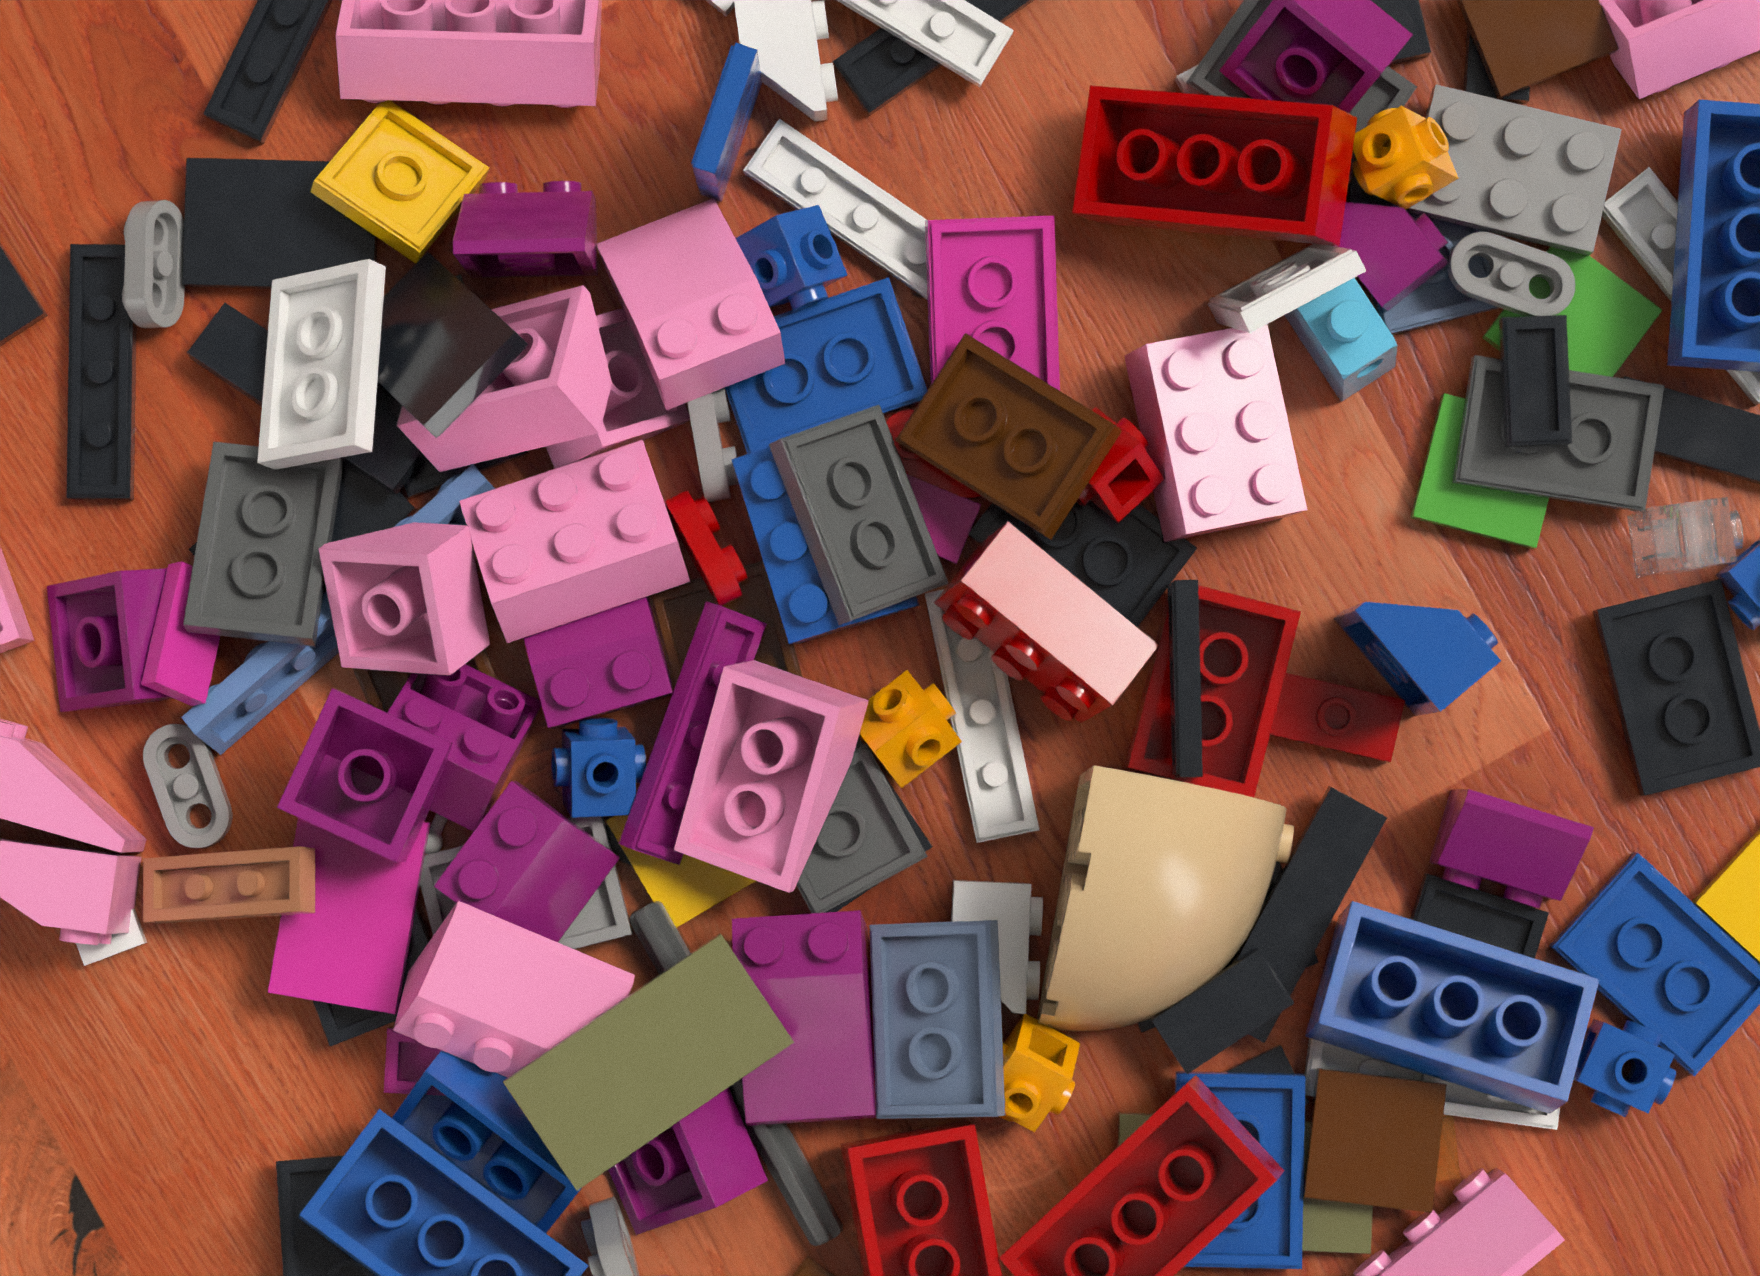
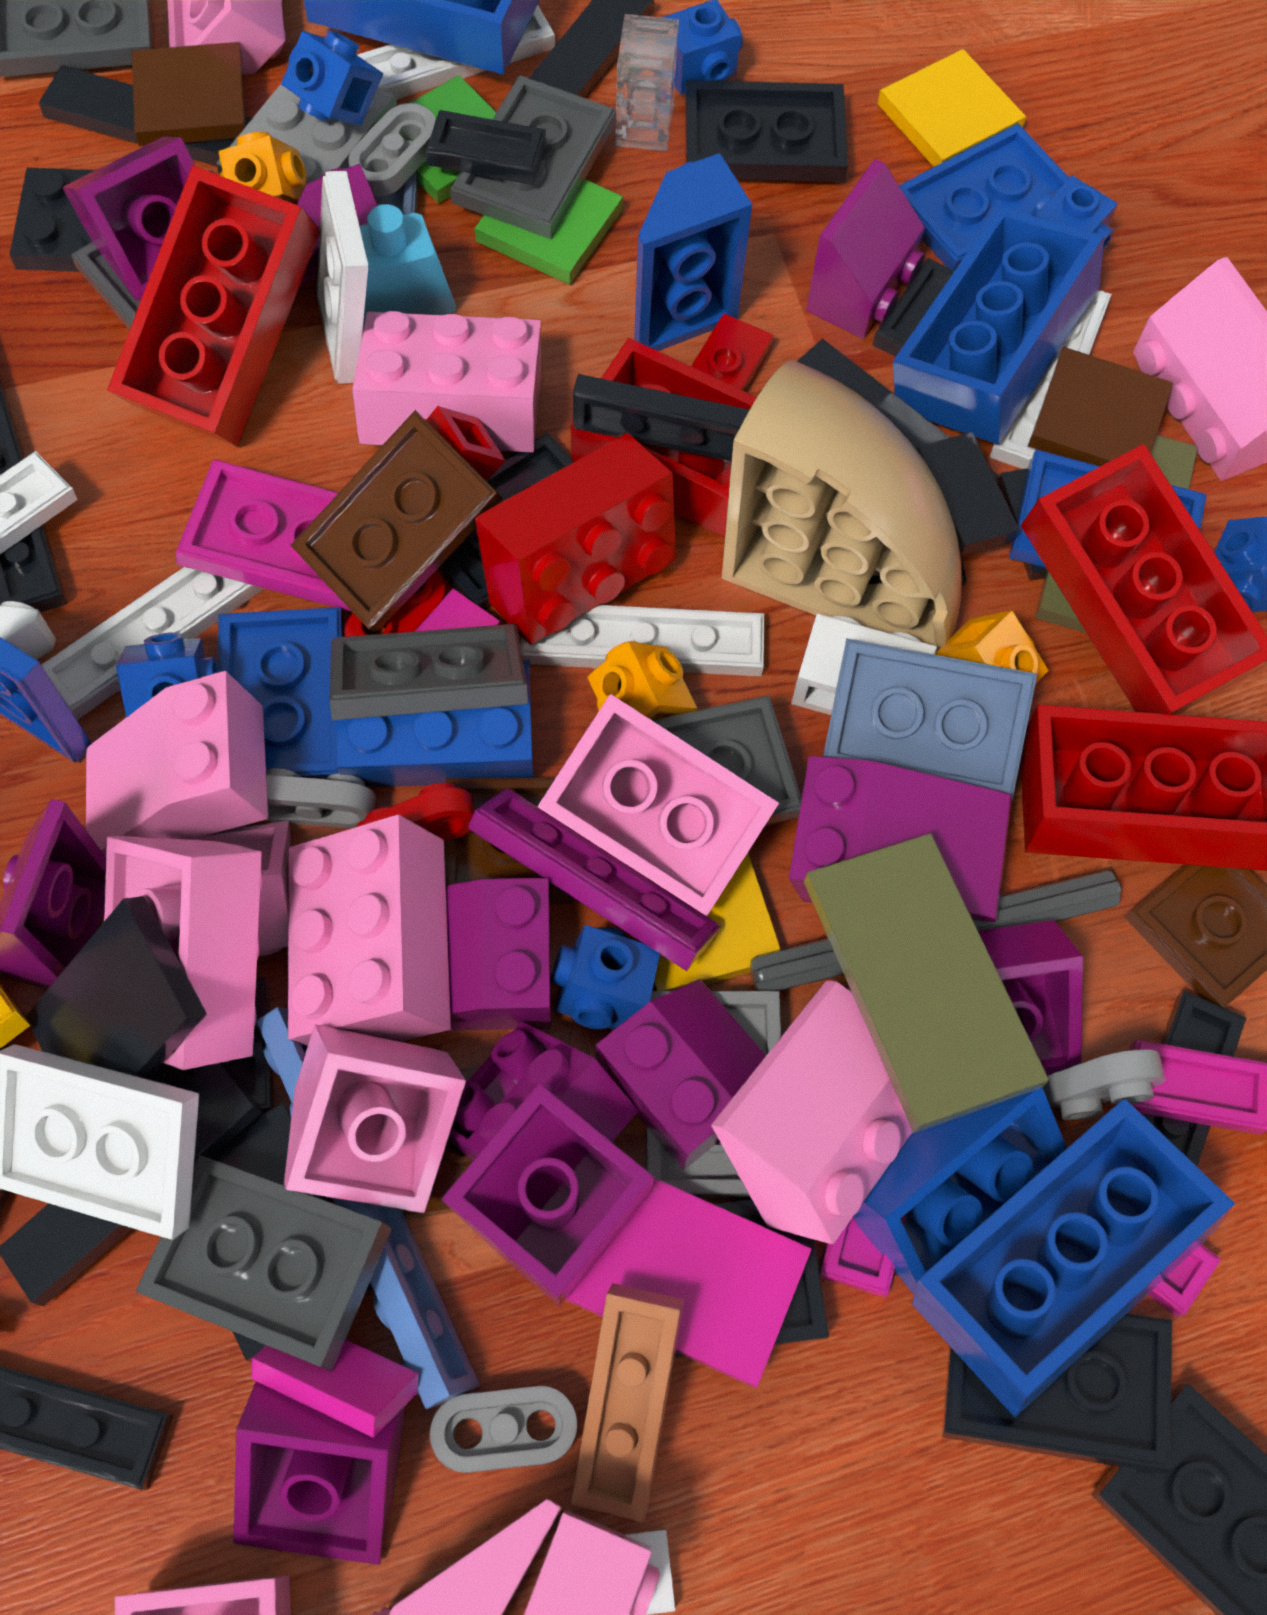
camera: 75 degrees left, 20 degrees down
(1551, 189) = (331, 78): none -> blue brick

